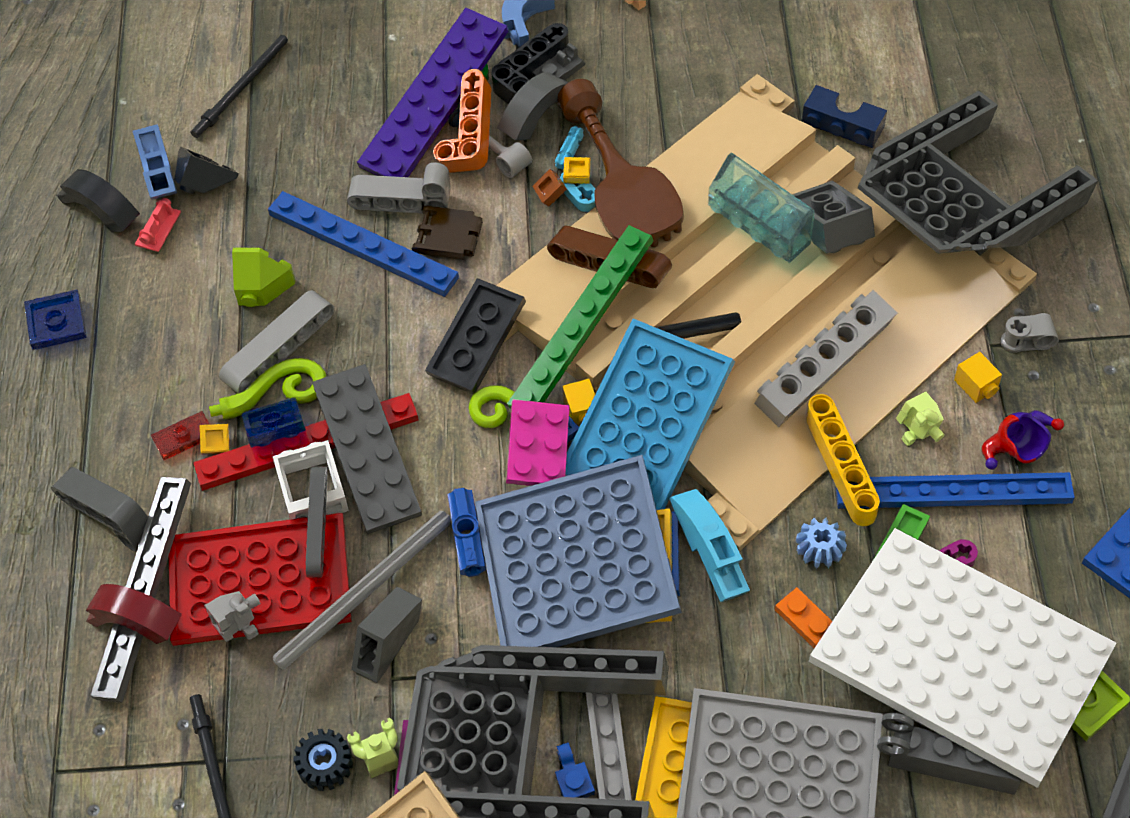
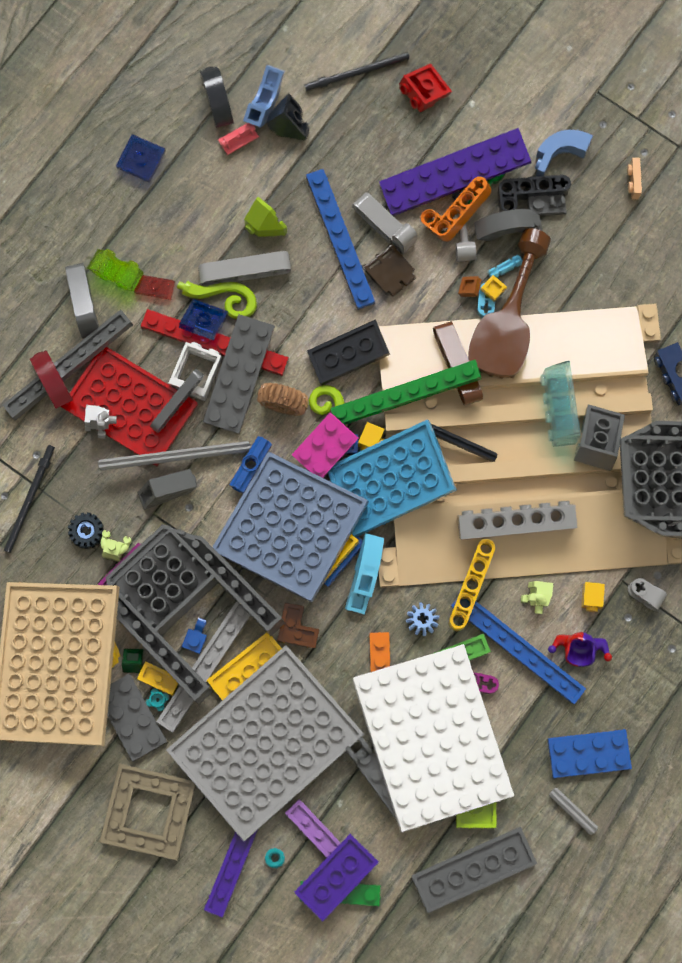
camera: 35 degrees right, 20 degrees up
(106, 450) = (109, 267): none -> clear neon green brick
(214, 438) = (167, 303): yellow tile -> none
(328, 51) = (424, 87): none -> red plate
(443, 432) = (283, 399): none -> medium nougat gear
(690, 673) = (293, 632): none -> reddish brown plate

